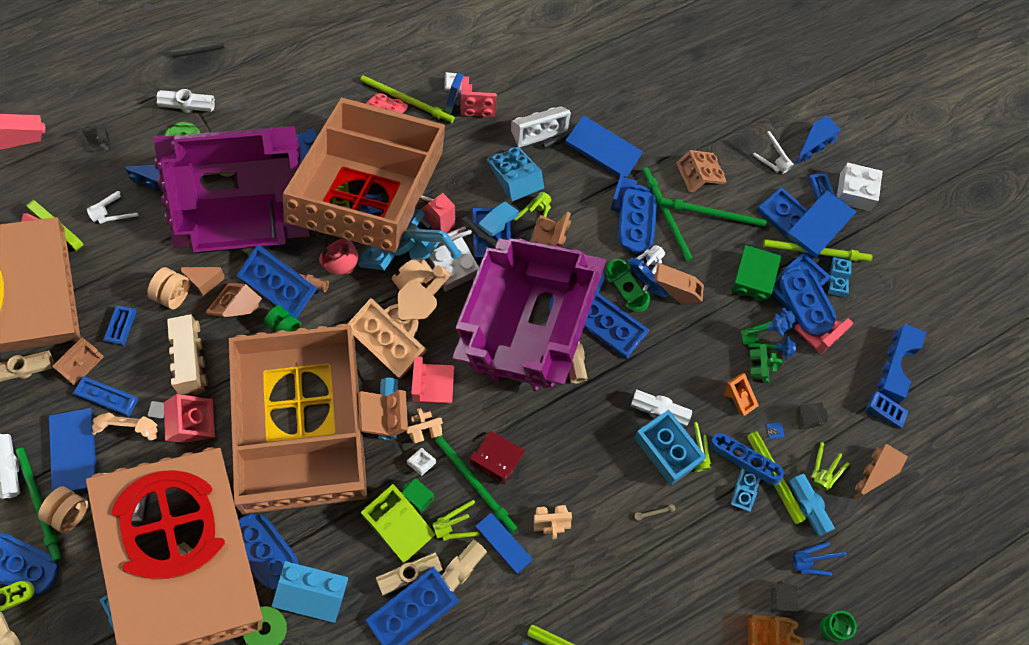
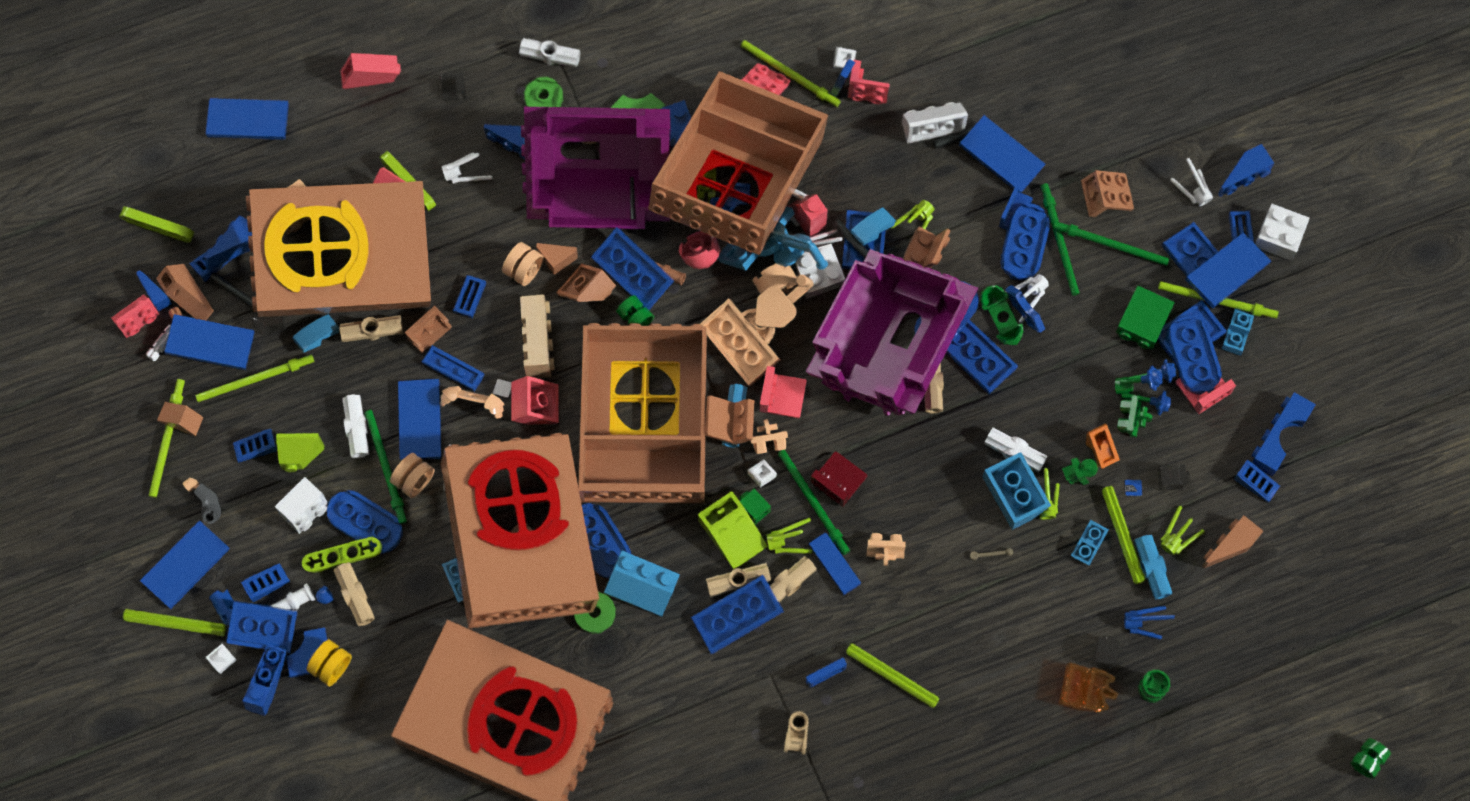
camera: 15 degrees right, 5 degrees up
(516, 173) = (900, 174): dark azure slope -> none
(681, 286) = (1056, 322): nougat slope -> none
(727, 420) = (1079, 471): none -> green hips
(748, 456) = (1092, 514): blue beam -> none

